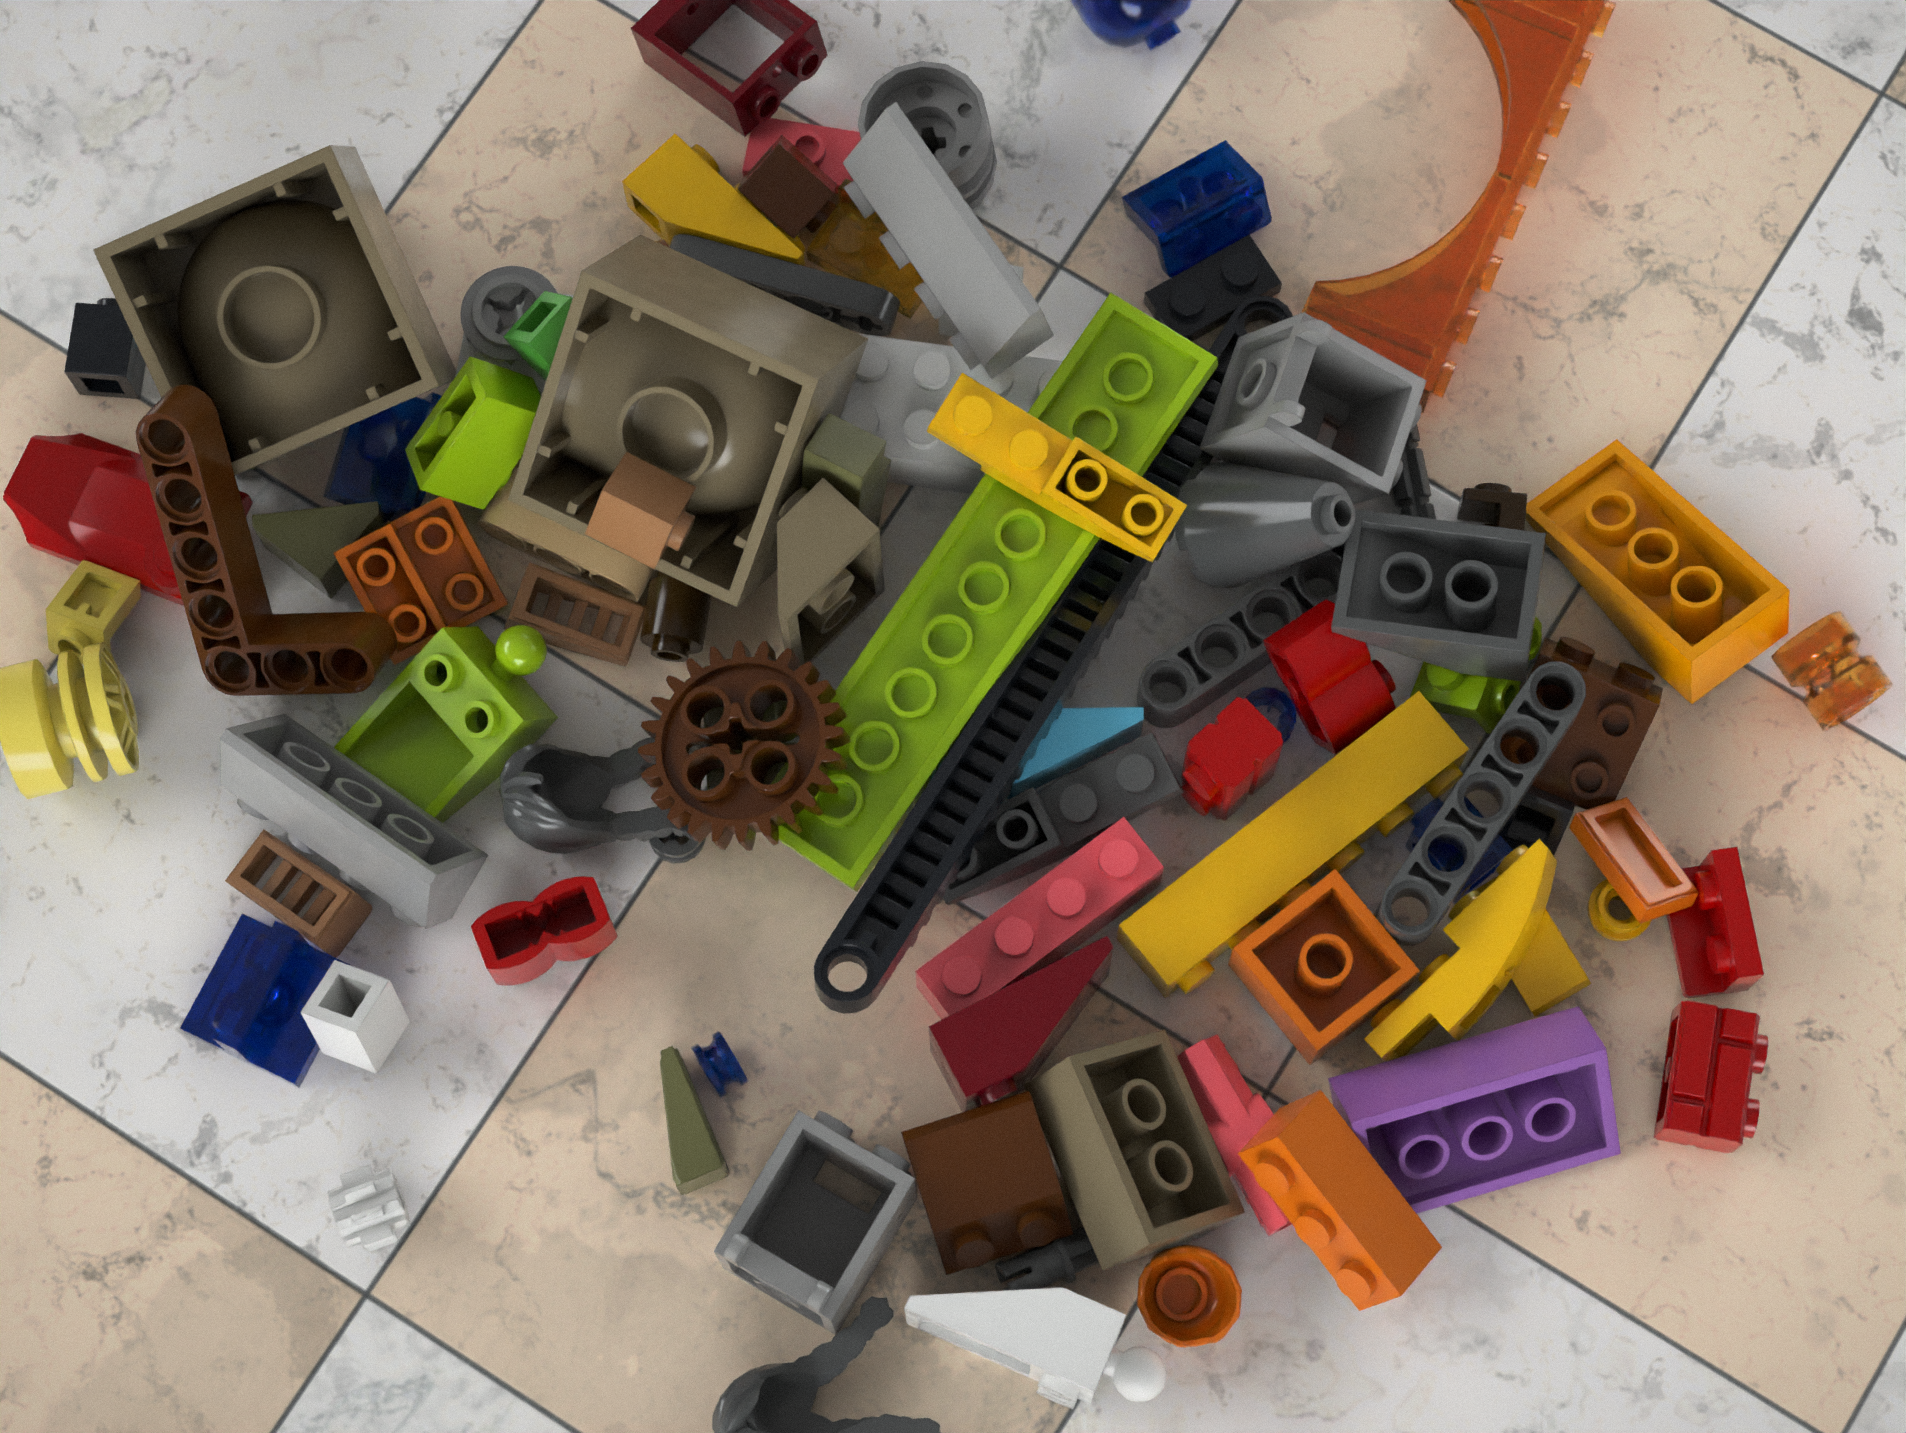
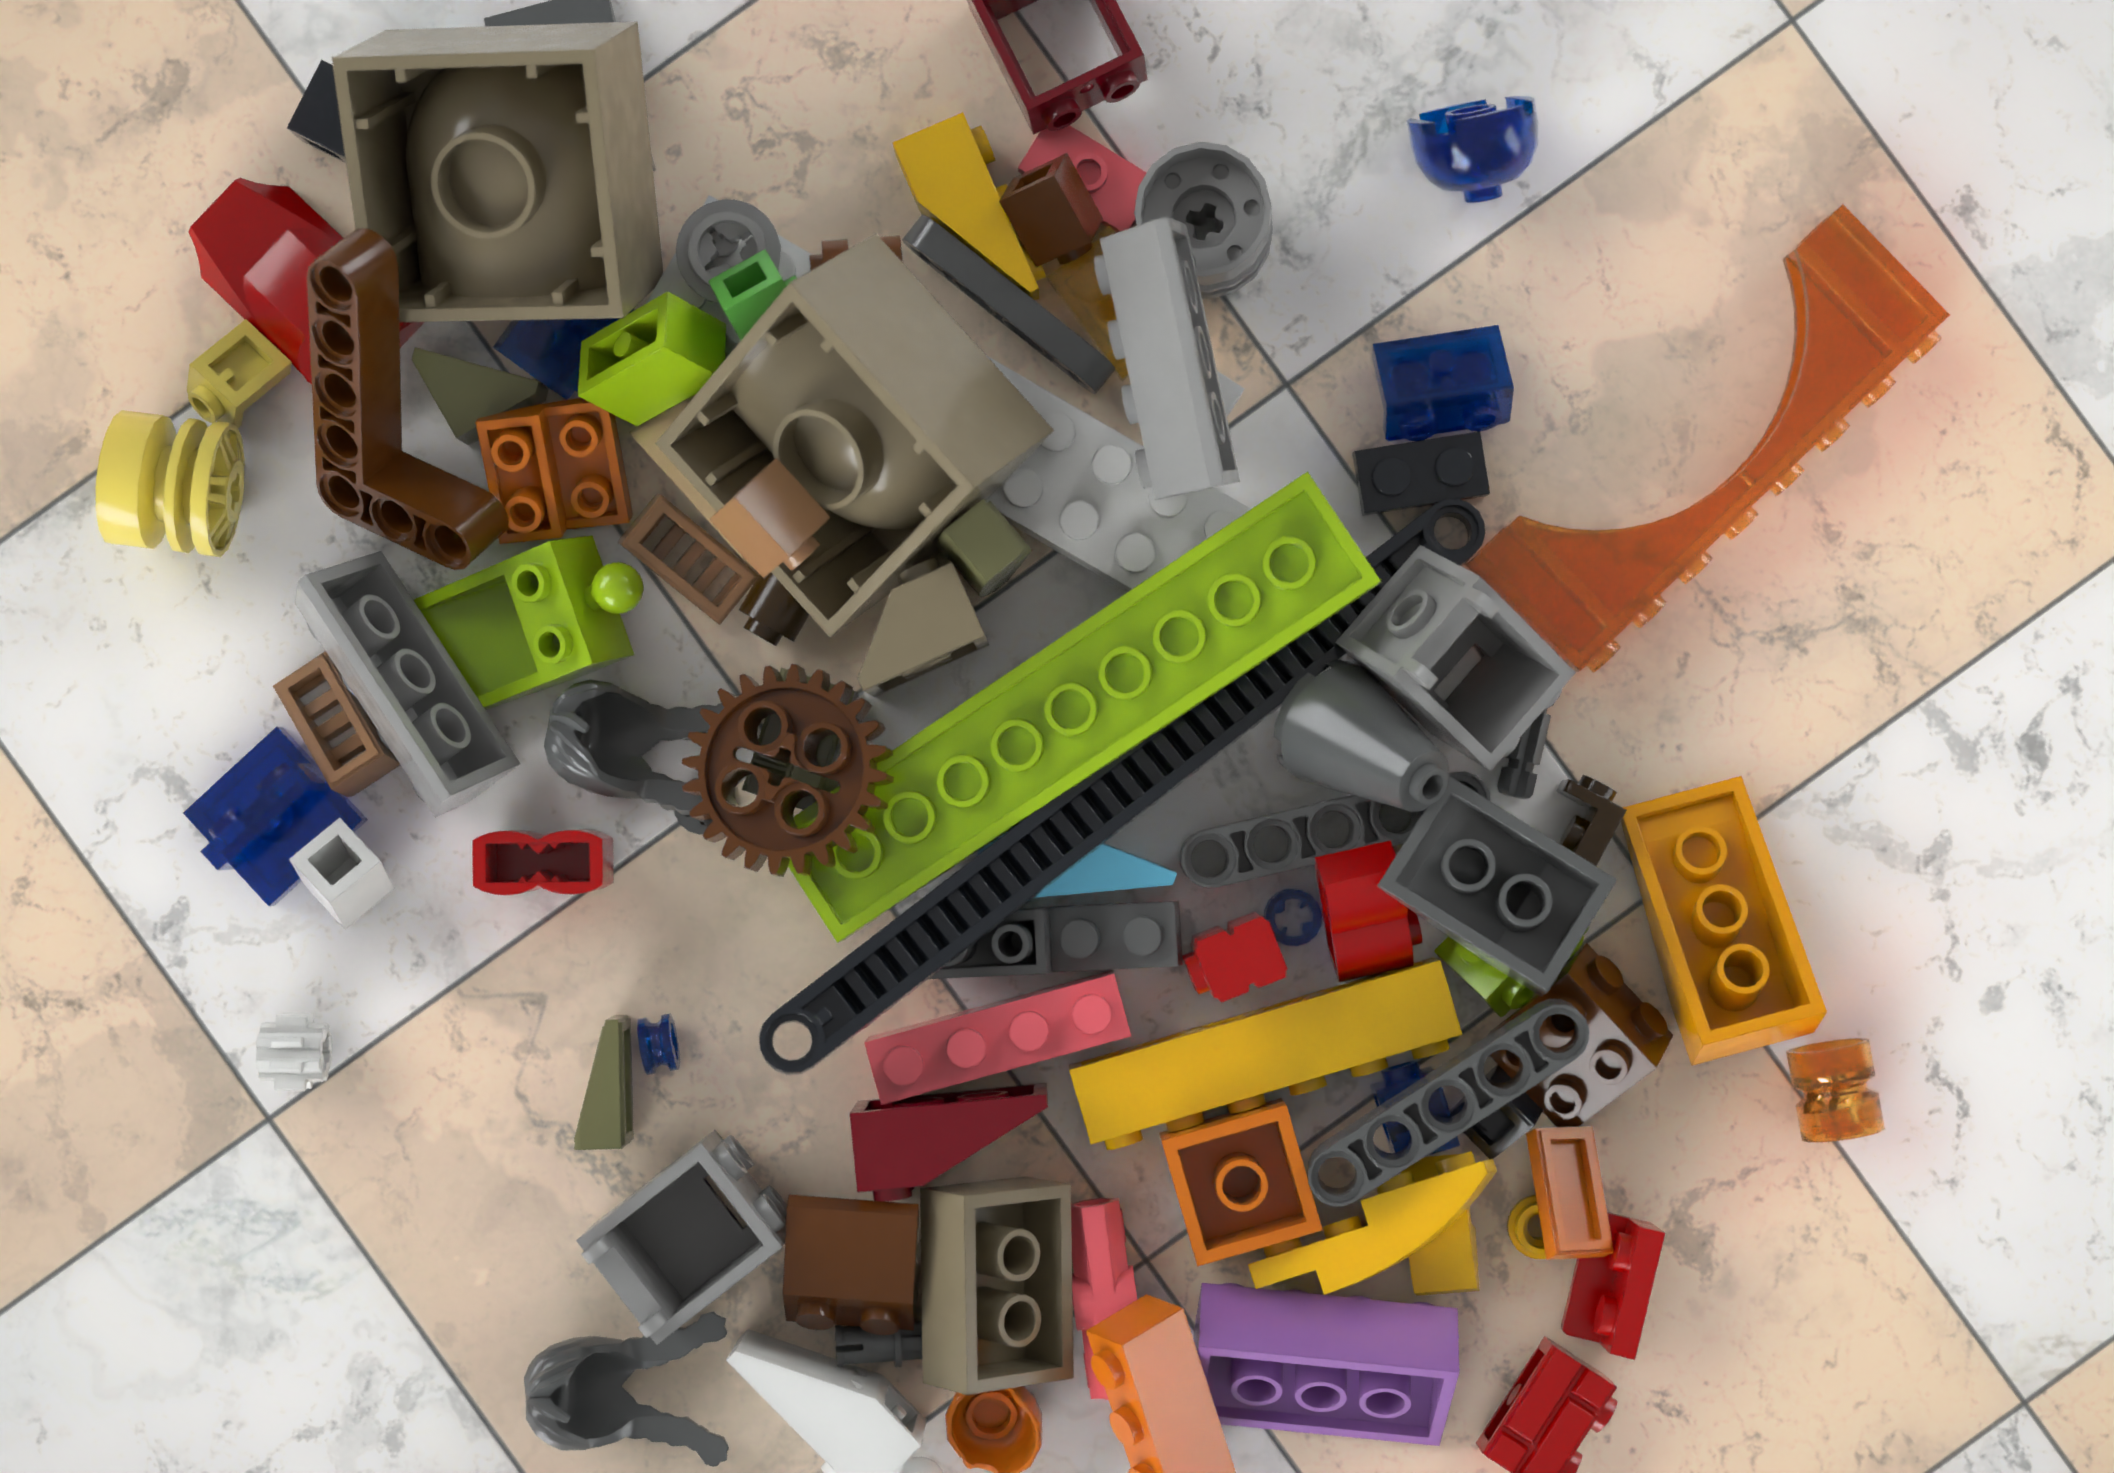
camera: 20 degrees right, 15 degrees up
(1056, 471) = (1179, 636): yellow slope -> none

